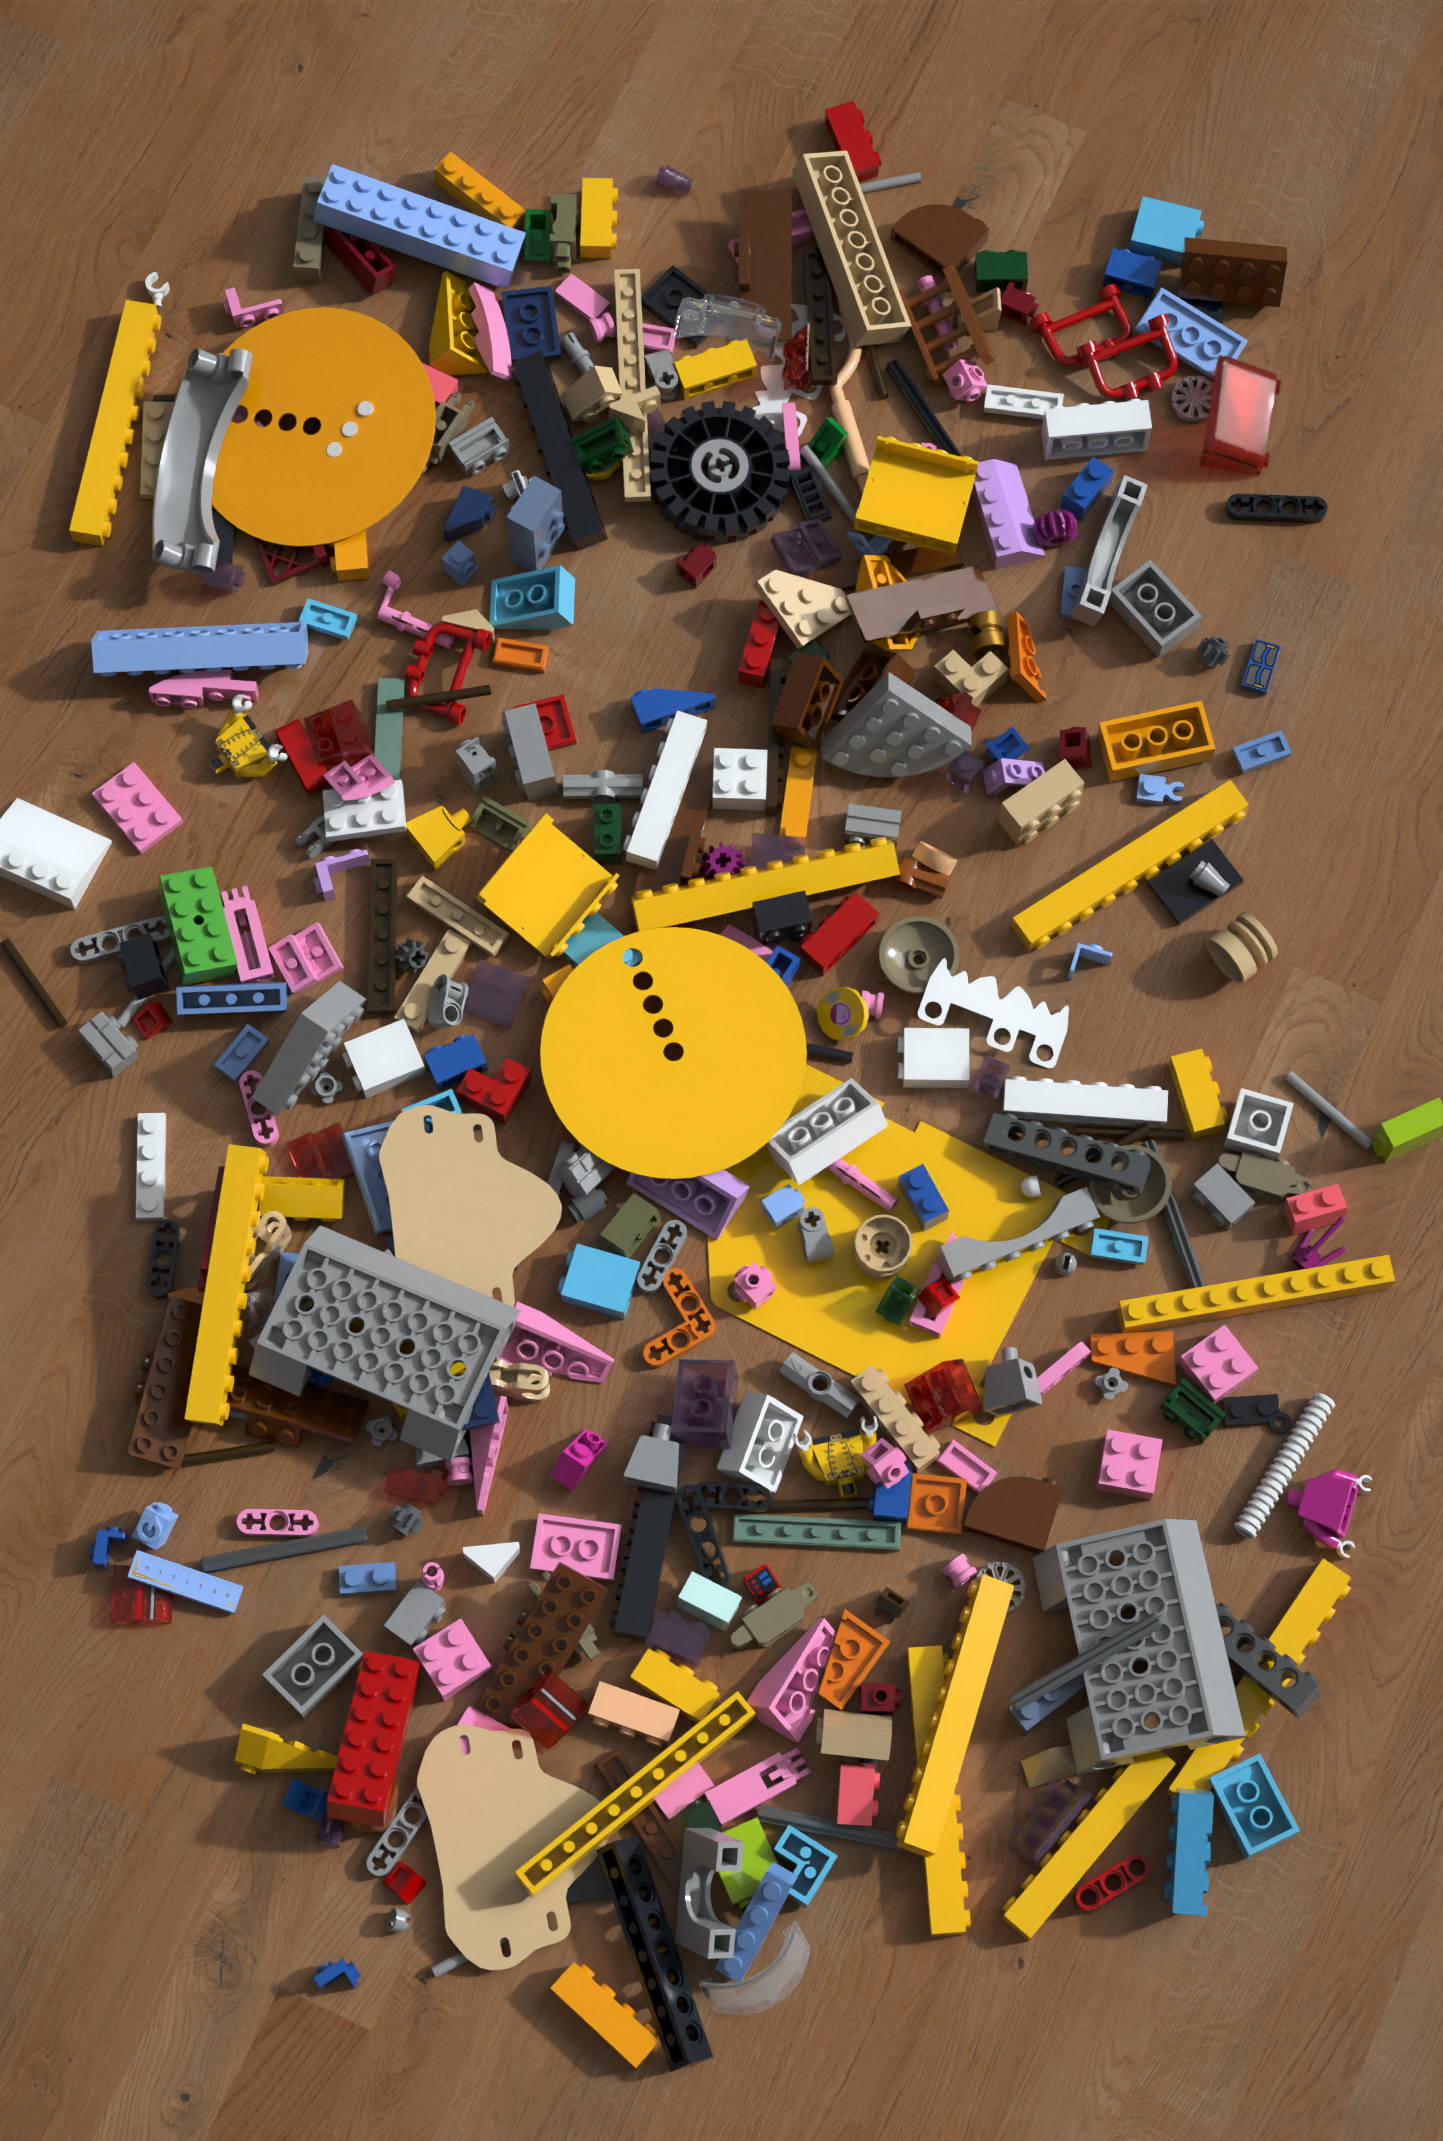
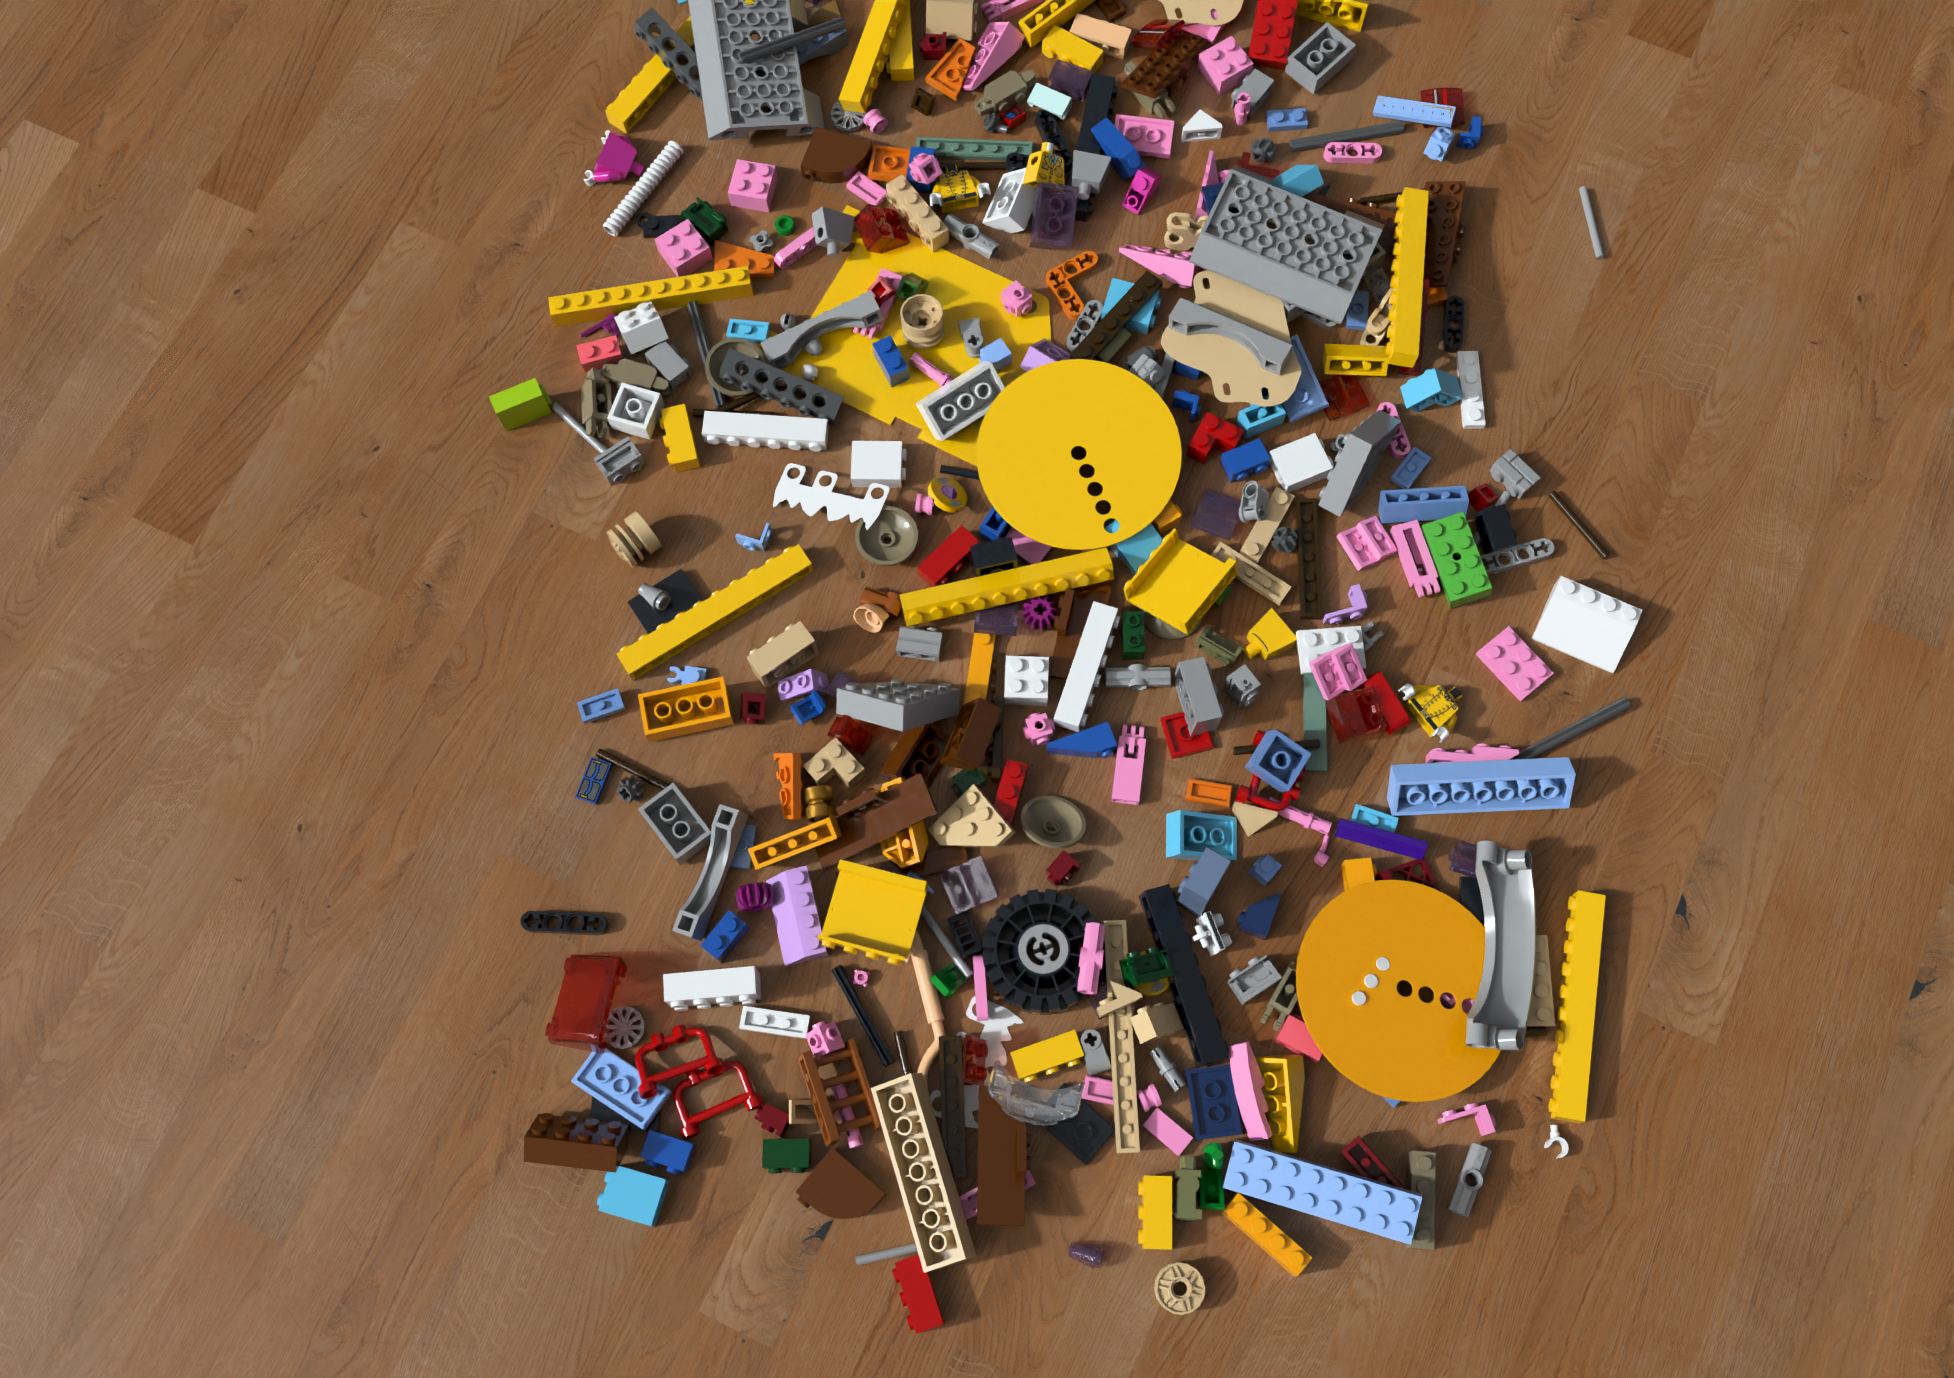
camera: 175 degrees left, 0 degrees up
(76, 727) = (1574, 729): none -> dark grey axle
(200, 1150) = (1430, 389): none -> medium azure brick
(251, 262) = (1464, 1195): none -> light grey piece
(321, 596) = (1381, 839): none -> dark purple tile
(371, 1450) = (1299, 179): none -> medium azure brick
(439, 667) = (1277, 760): none -> medium blue brick
(519, 1229) = (1194, 319): none -> light grey arch
(529, 1145) = (1187, 401): none -> blue bracket
(533, 269) = (1213, 1156): none -> green piece
(575, 162) = (1190, 1299): none -> tan wheel
(612, 1508) = (1115, 145): none -> blue slope
(615, 673) = (1129, 770): none -> bright pink hinge
(619, 1246) = (1117, 317): none -> dark brown plate
(665, 447) = (1091, 958): none -> bright pink piece
(690, 614) = (1053, 822): none -> dark tan dish
(716, 1466) = (1044, 167): none -> yellow torso
(724, 720) = (1038, 736): none -> bright pink brick
(791, 1573) = (991, 123): none -> dark grey plate
(991, 1077) = (835, 445): brick -> none
(1012, 583) = (795, 842): none -> light orange brick
(1027, 1222) = (814, 347): none -> light grey hinge
(1080, 1411) = (785, 225): none -> green tile
(1212, 678) = (632, 769): none -> dark brown bar
(1263, 1238) = (641, 327): none -> white brick
(1272, 1062) = (619, 461): none -> light grey hinge
(1313, 1137) = (595, 403): none -> dark tan hinge

